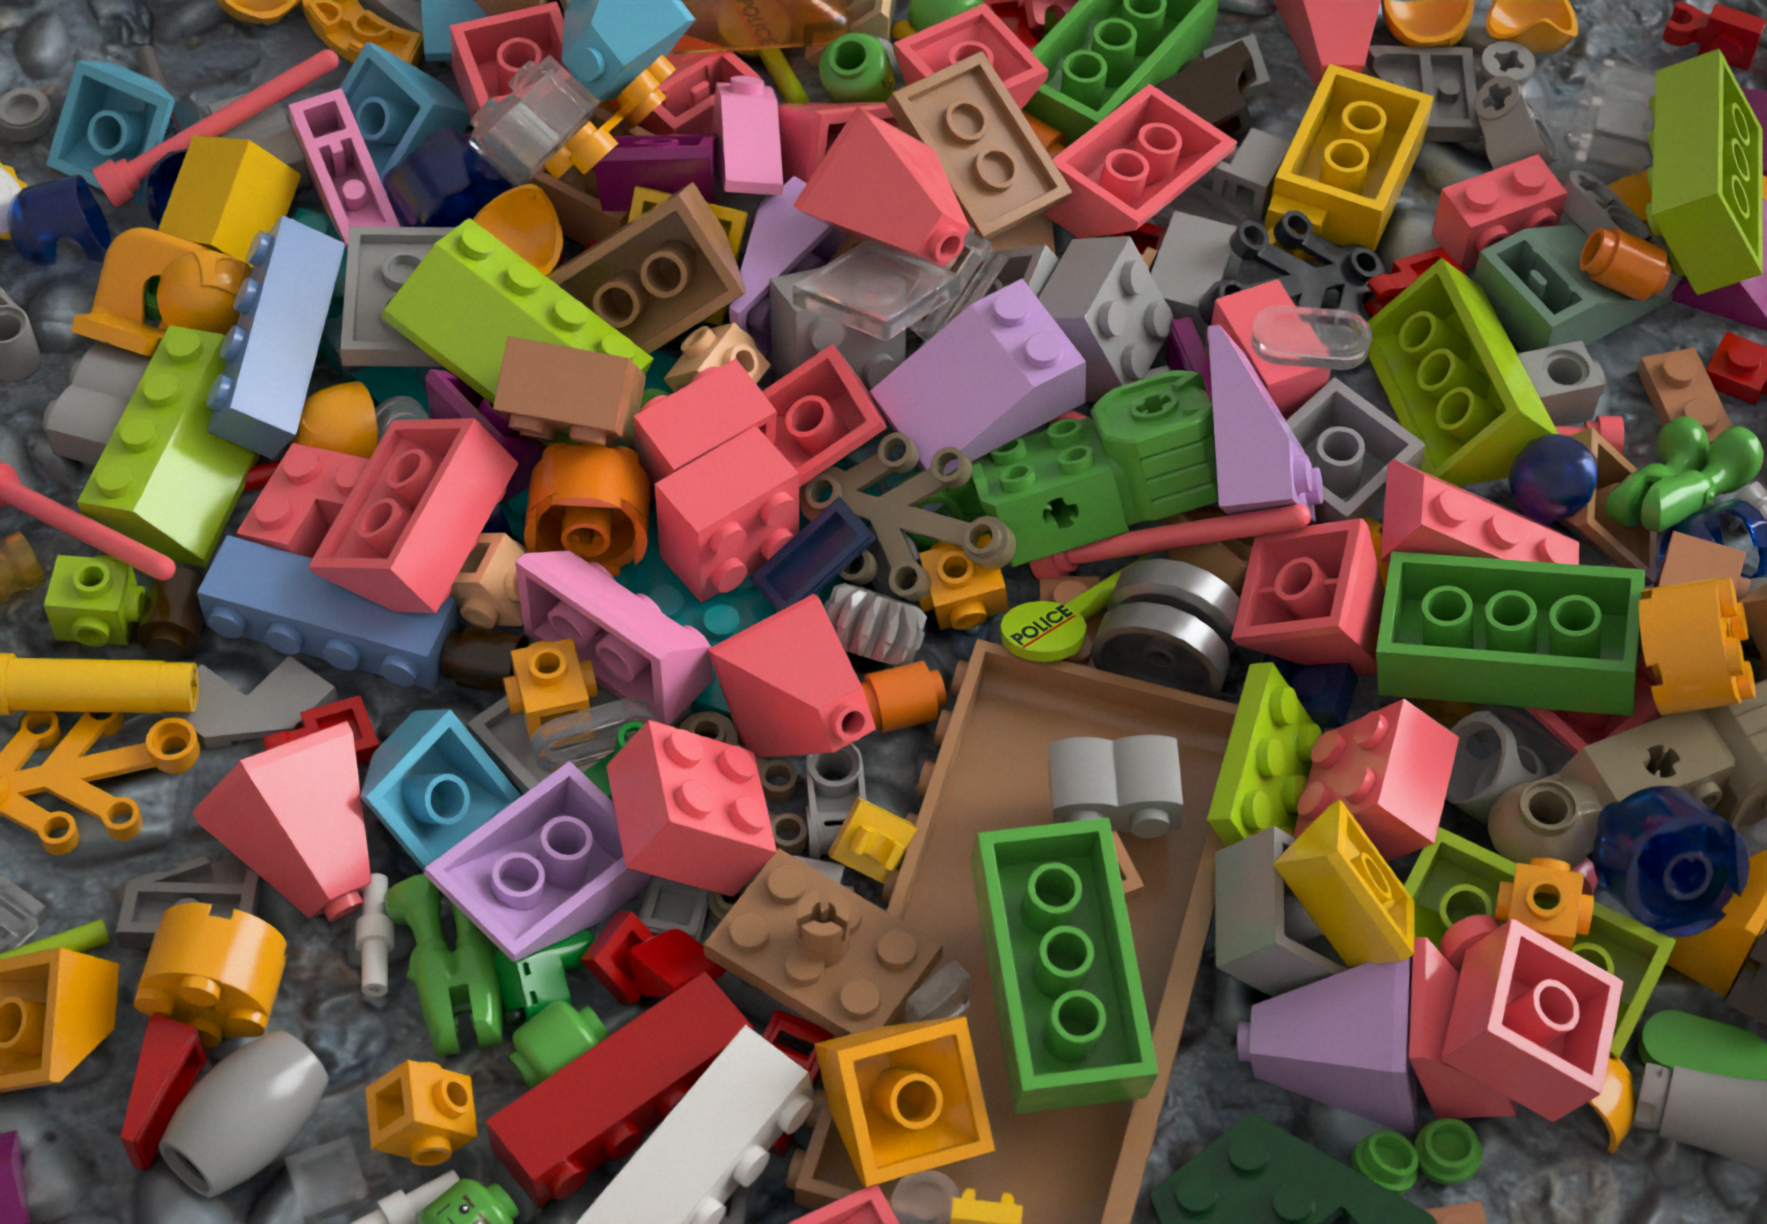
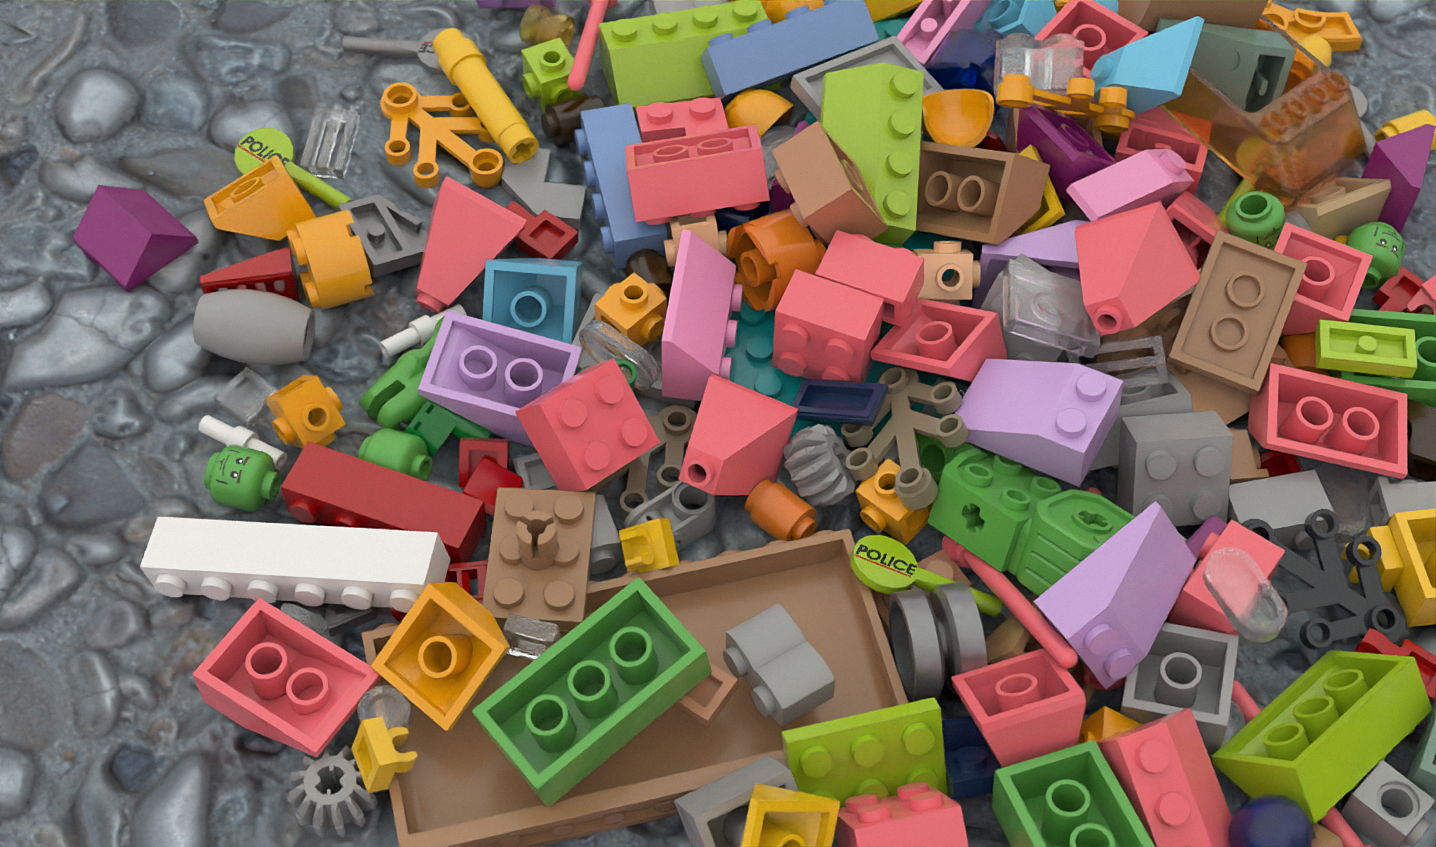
camera: 60 degrees right, 0 degrees up
(1086, 78) = (1365, 348): none -> lime plate

